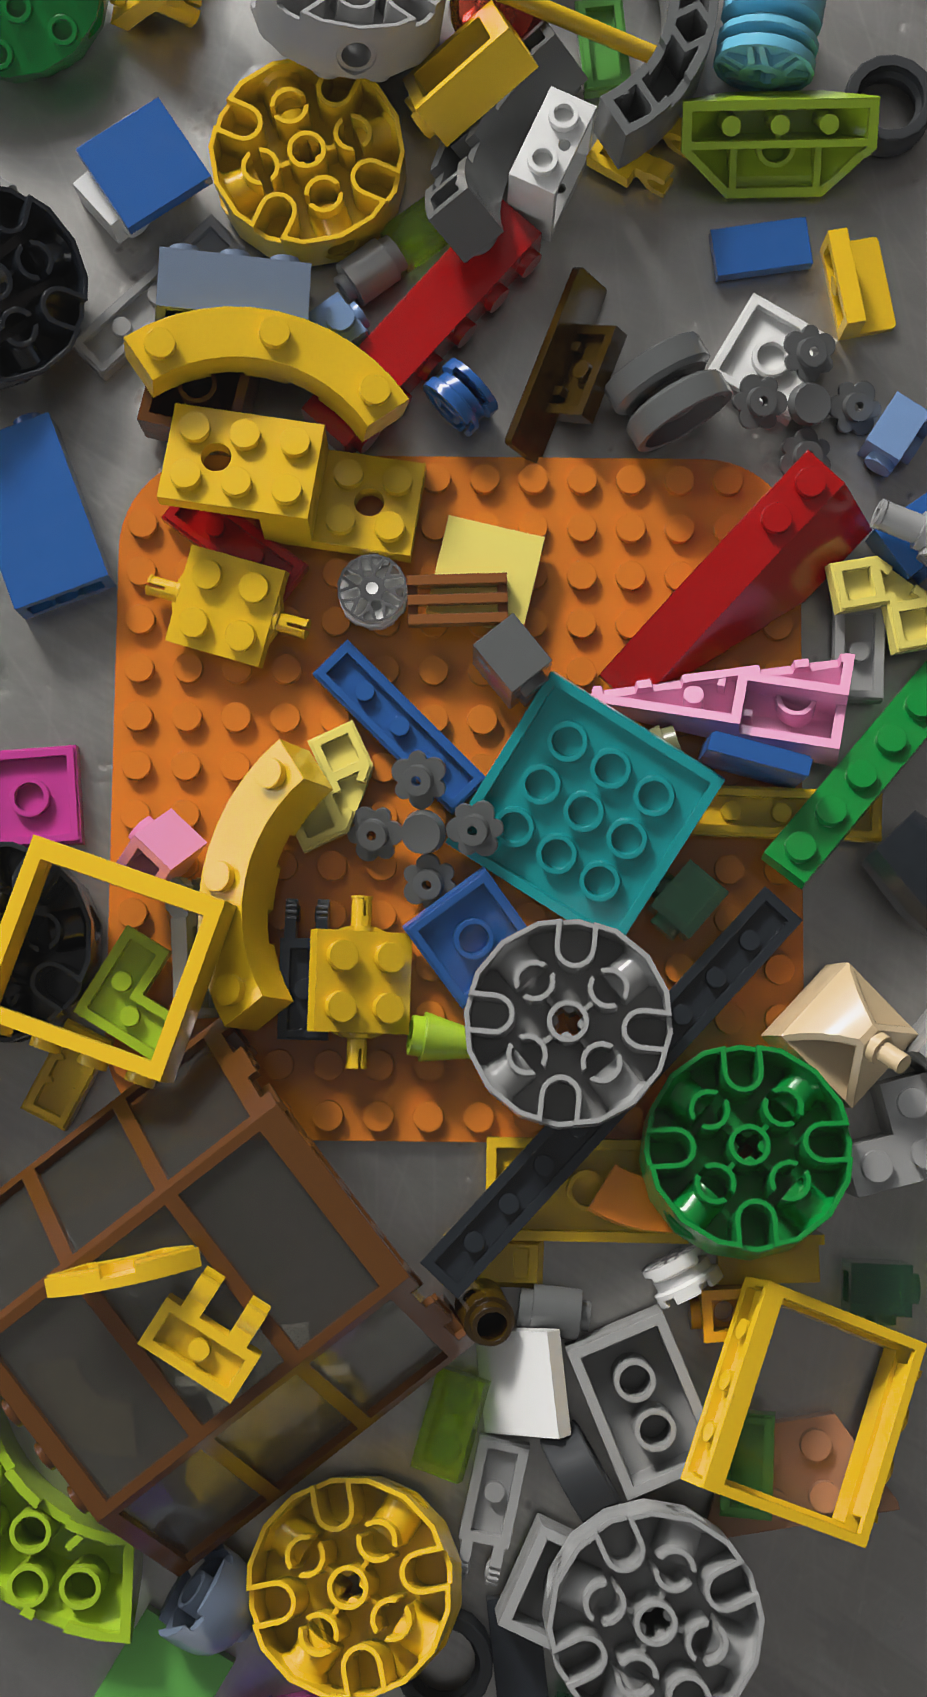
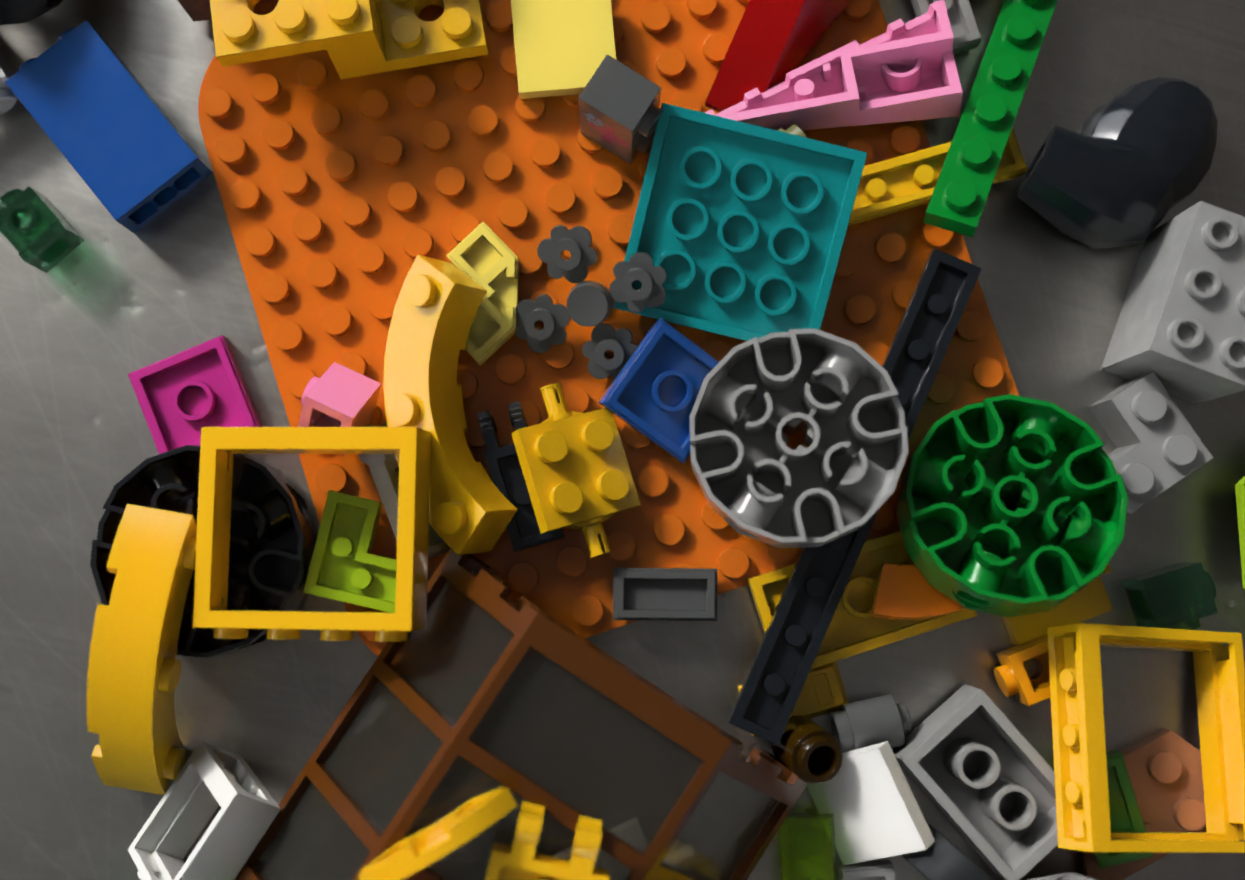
camera: 25 degrees left, 0 degrees up
(62, 1082) = (317, 667): yellow plate -> none
(227, 606) = (325, 151): yellow plate -> none
(236, 538) = (316, 93): red tile -> none
(372, 591) = (461, 92): wheel -> none
(395, 720) = (523, 208): blue tile -> none
(403, 1125) = (665, 594): none -> dark grey tile
(436, 1039) = (669, 499): lime cone -> none
(467, 580) = (540, 54): dark orange tile -> none
(681, 1274) = (982, 647): white wheel -> none
(684, 901) = (863, 287): clear green brick -> none
(754, 760) = (889, 126): blue tile -> none
(843, 1032) = (1058, 358): tan piece -> none

